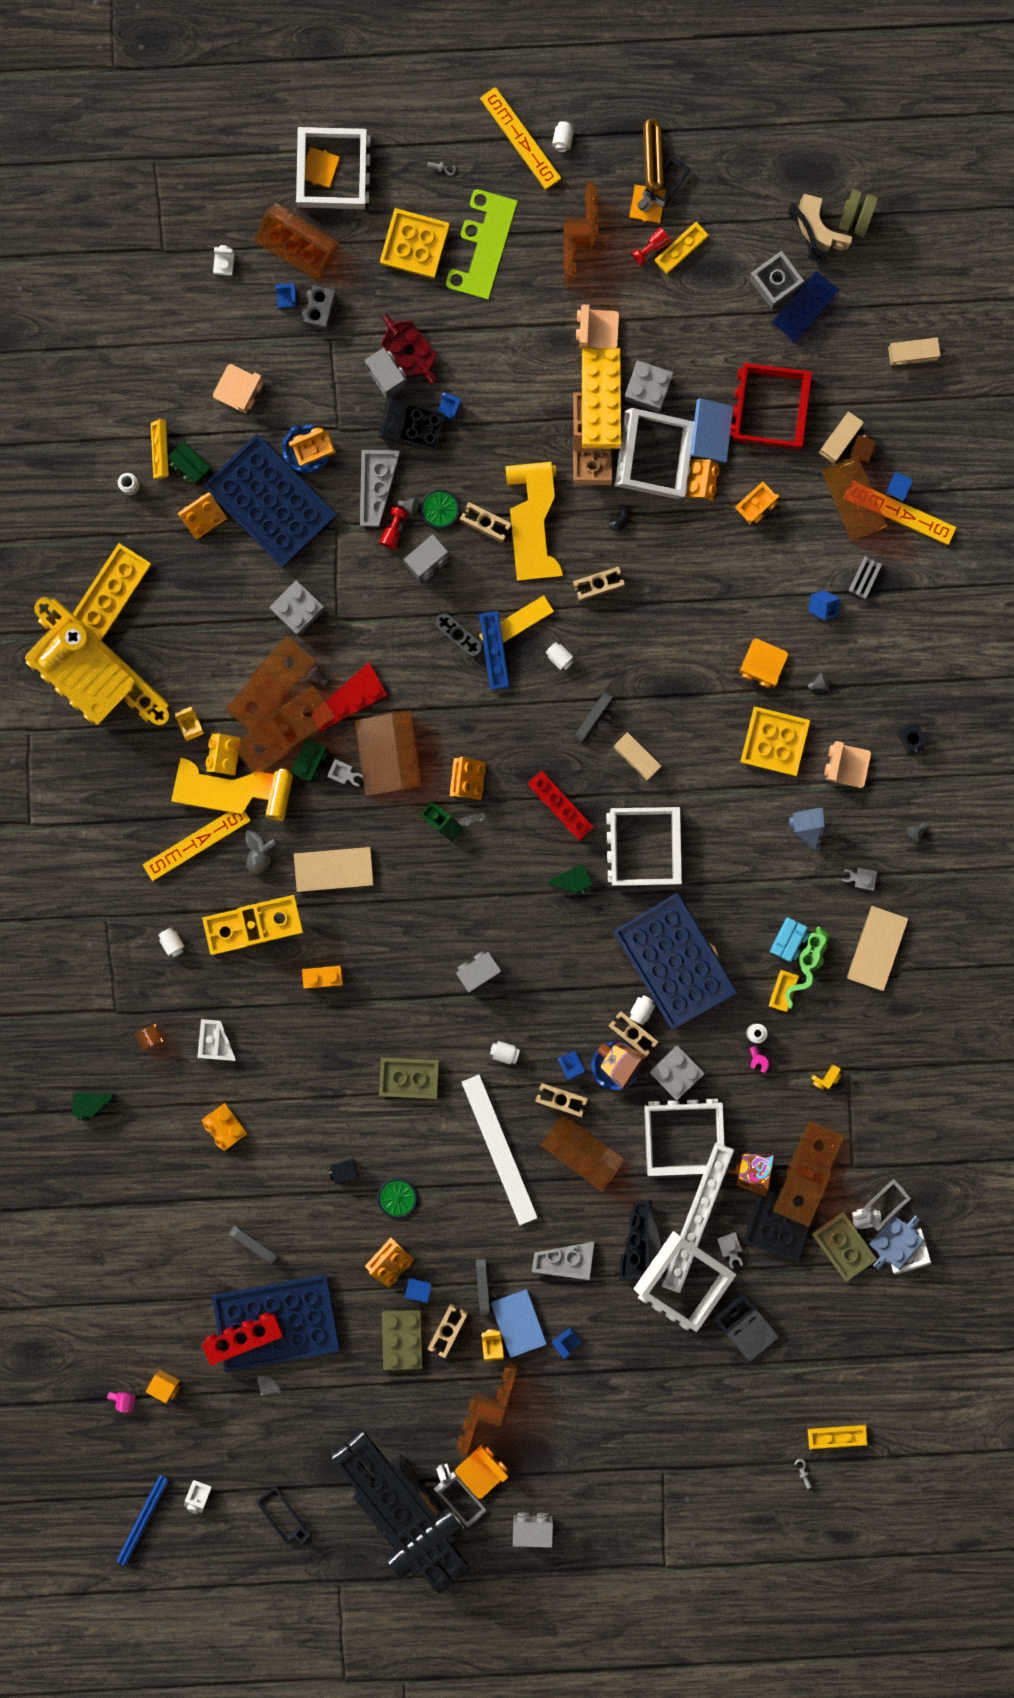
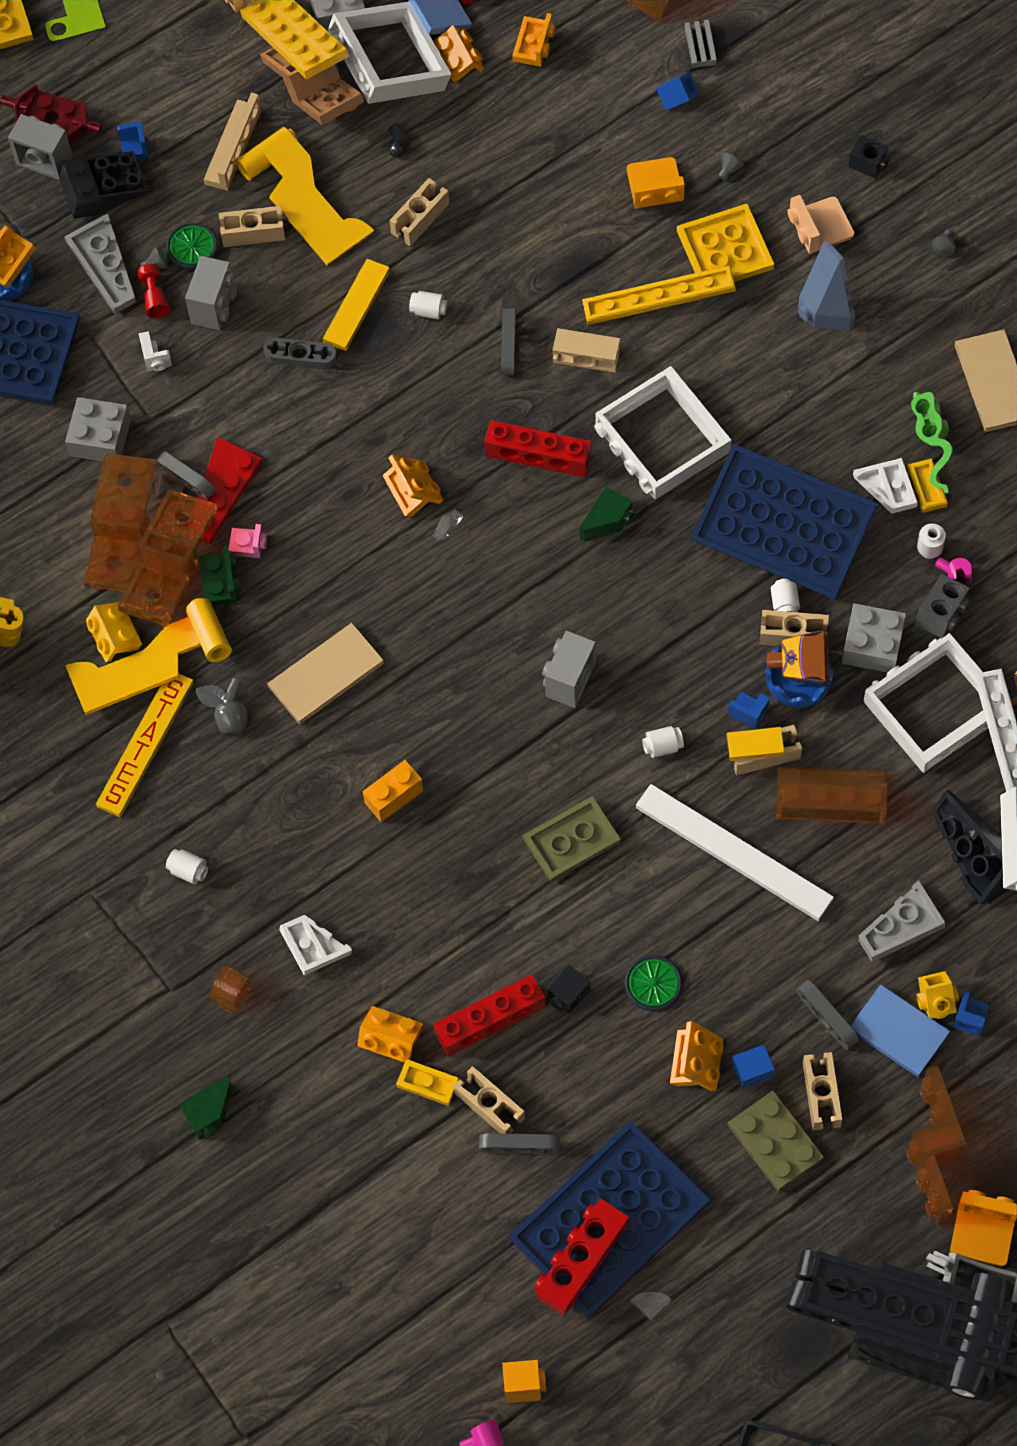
camera: 30 degrees left, 20 degrees down
(189, 723) = (50, 620): yellow bracket -> none
(226, 1172) = (427, 1082): none -> yellow plate
(247, 1215) = (488, 1090): none -> tan piece
(252, 925) = (271, 782): yellow bracket -> none
(287, 1156) = (489, 1015): none -> red brick
(331, 678) = (185, 475): none -> dark grey beam
(342, 748) = (248, 542): none -> bright pink bracket
(342, 772) = (264, 565): light grey plate -> none
(365, 570) = (153, 359): none -> white bracket
(388, 753) = (305, 514): clear orange slope -> none
(441, 821) = (415, 545): dark green slope -> none
(492, 1345) = (887, 1073): yellow bracket -> none
(494, 650) = (350, 341): blue tile -> none
(513, 449) = (233, 143): none -> tan fence
(553, 1320) = (937, 995): none -> yellow brick
(554, 1097) = (755, 744): none -> yellow tile
(709, 748) = (659, 295): none -> yellow tile
(730, 1077) = (942, 606): none -> dark grey brick
(759, 976) = (888, 484): none -> white wing
(789, 940) = (892, 428): medium azure brick -> none
(863, 878) = (924, 322): light grey plate -> none

